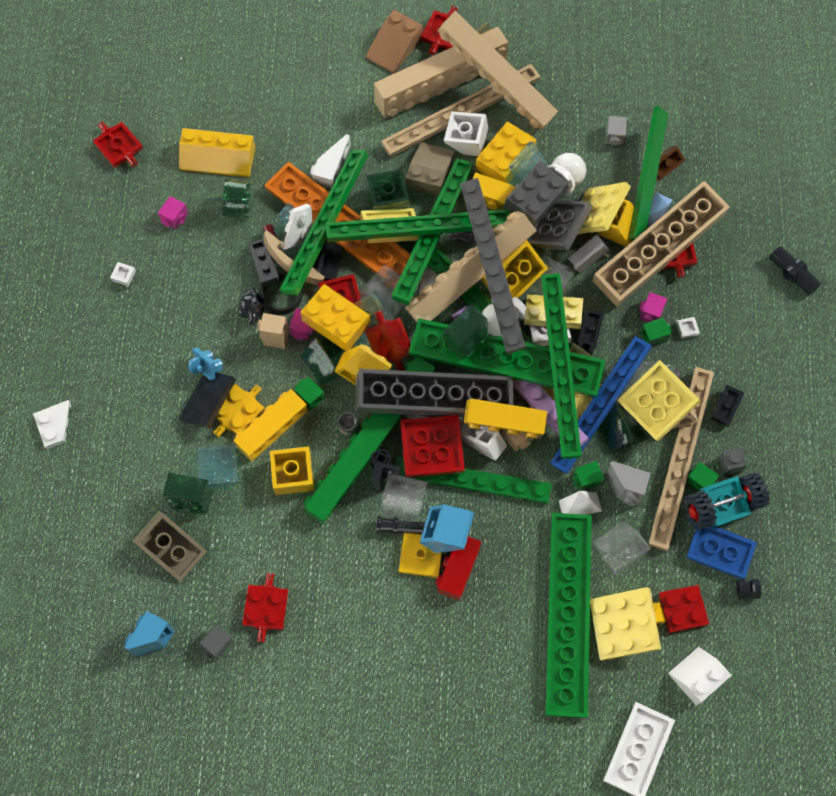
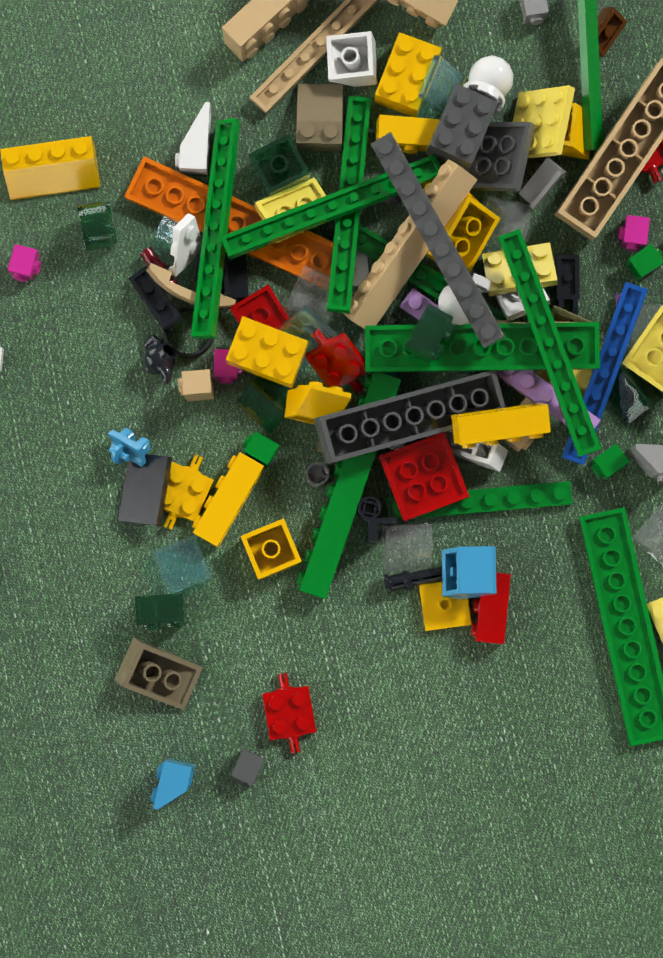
camera: 15 degrees left, 15 degrees up
(581, 503) = (608, 496): white slope -> none
(659, 207) = (611, 98): light blue slope -> none

